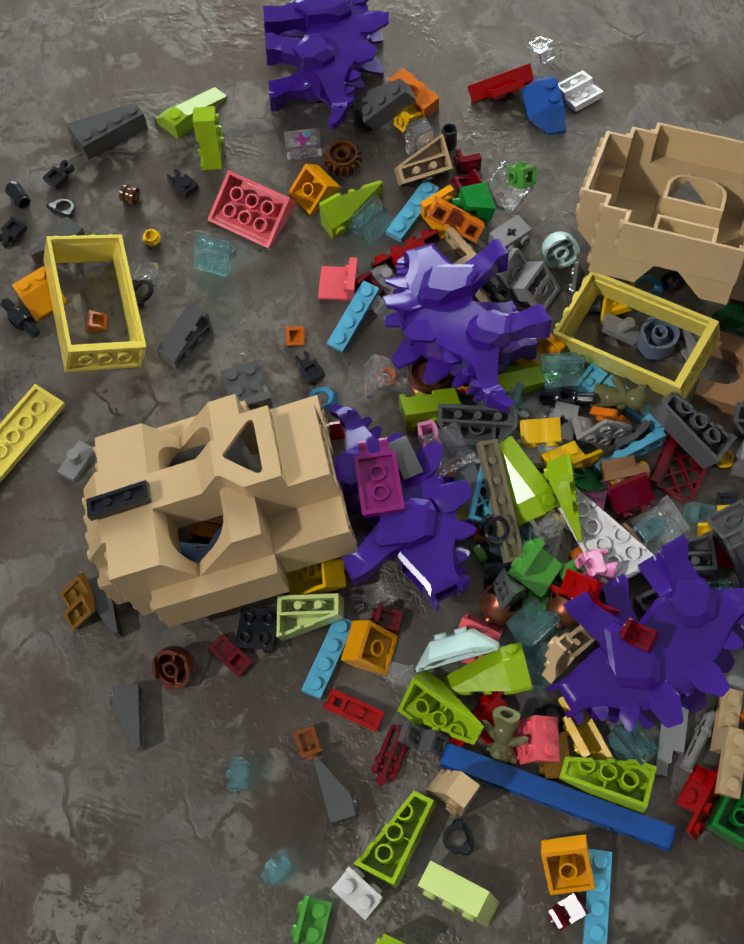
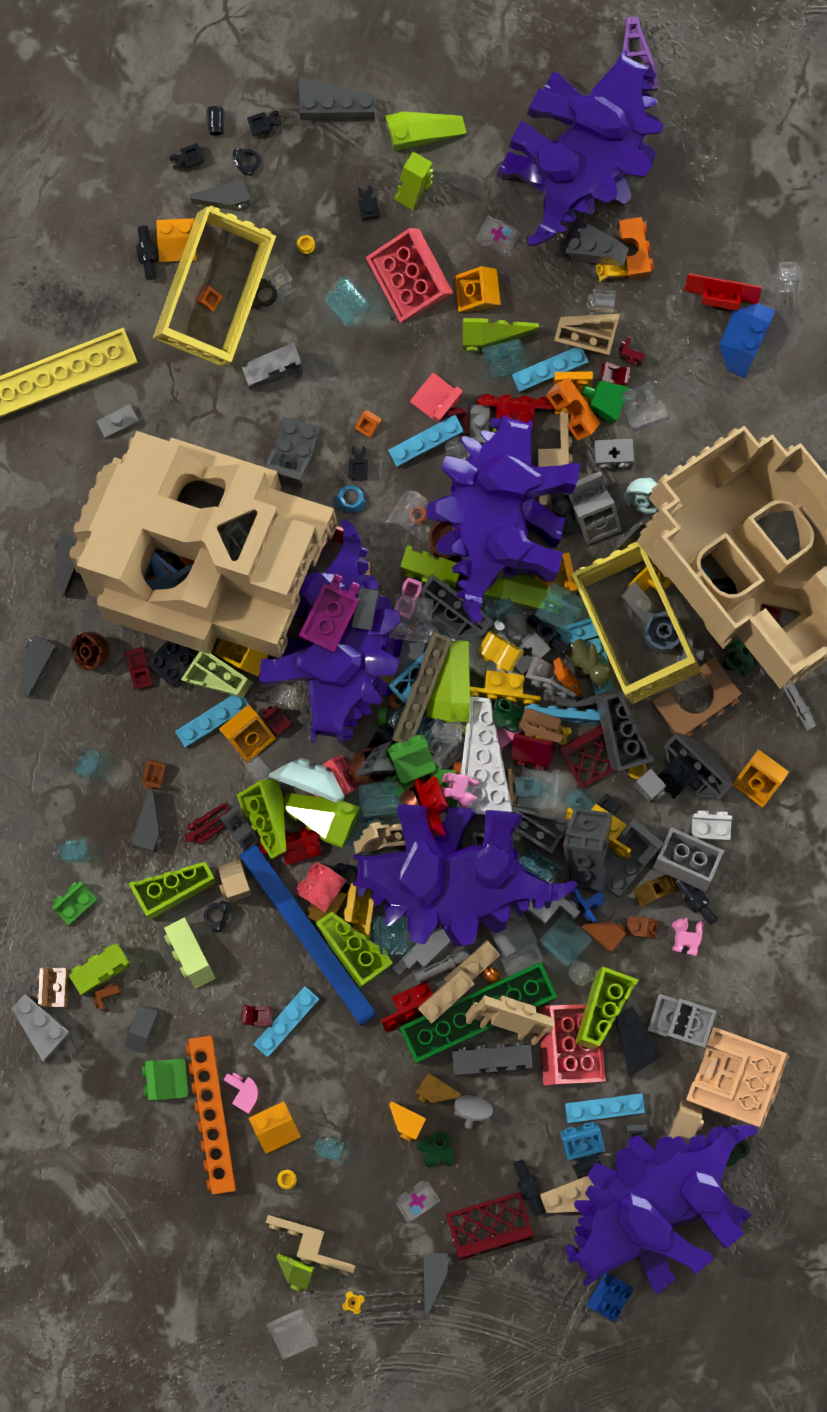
camera: 30 degrees right, 15 degrees up
(79, 600) = (49, 548): pearl gold slope -> none
(118, 500) = (121, 504): black plate -> none
(129, 194) = (312, 186): reddish brown wheel -> none
(342, 158) = (527, 264): reddish brown gear -> none
(354, 710) = (204, 773): red plate -> none
(358, 893) = (119, 904): white bracket -> none
(450, 135) = (631, 318): black piece -> none
(487, 520) = (400, 698): black piece -> none
(506, 723) = (299, 863): olive piece -> none
(522, 175) = (660, 405): bright green brick -> none
(562, 481) = (479, 711): lime wedge -> none
(567, 864) = (279, 985): light orange slope -> none
(579, 91) = (788, 344): white slope -> none
(639, 635) = (432, 863): dark red bracket -> none

